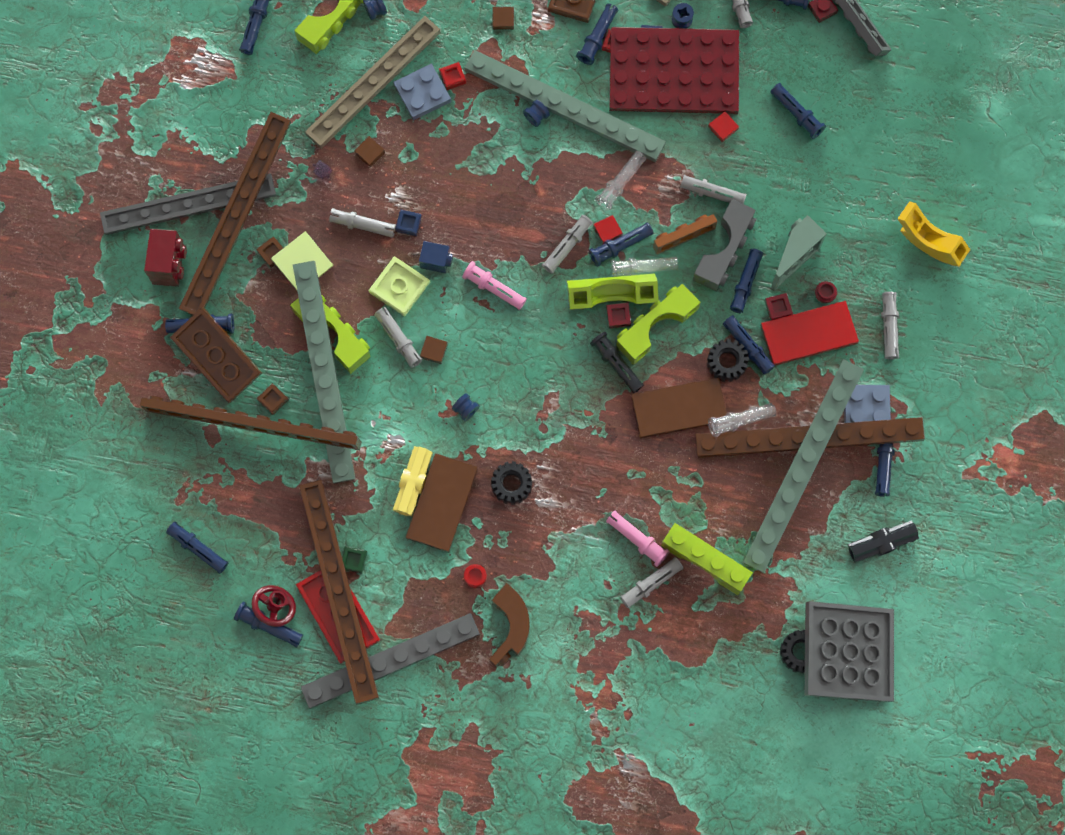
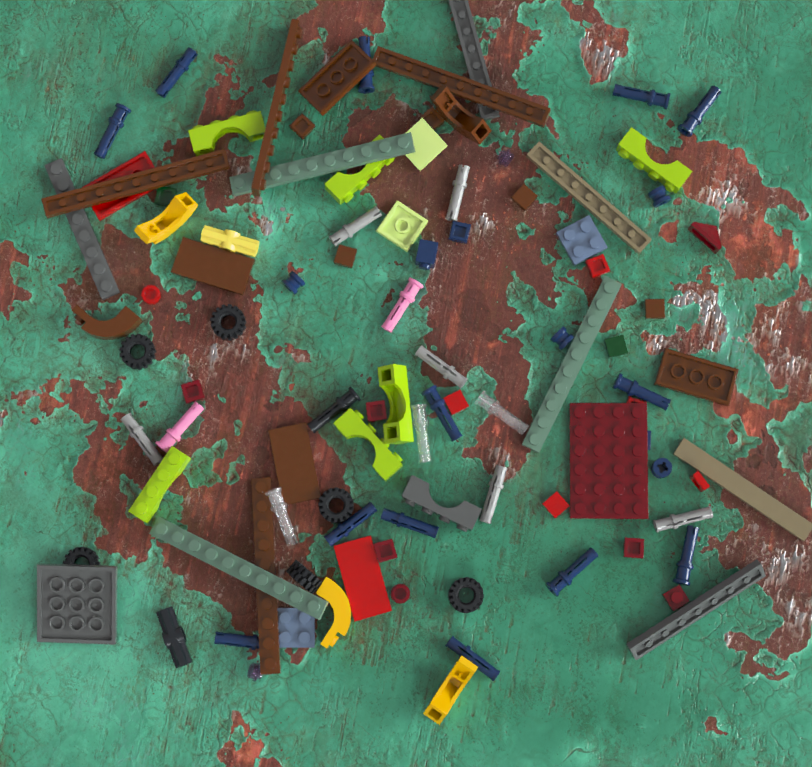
camera: 90 degrees right, 5 degrees up
(165, 257) = (419, 31): dark red brick -> none
(274, 216) = (458, 117): none -> reddish brown arch
(281, 598) = (130, 140): dark red piece -> none
(284, 511) = (205, 137): none -> lime arch
(384, 552) = (168, 221): none -> yellow arch
(545, 59) = (616, 346): none -> dark green tile
(545, 575) = (129, 343): none -> black tyre
(594, 523) = (192, 391): none -> dark red plate
(684, 233) = (452, 468): dark orange plate -> none
(770, 47) = (633, 548): none -> dark red plate
(803, 242) = (436, 566): sand green slope -> none
(811, 392) = (304, 576): none -> black tyre
(835, 212) = (468, 583): none -> black tyre
(854, 352) = (342, 611): none -> yellow arch
(889, 223) = (454, 645): none -> dark blue pin
(890, 317) = (364, 650): light grey pin -> none
(919, 450) = (254, 671): none -> plate

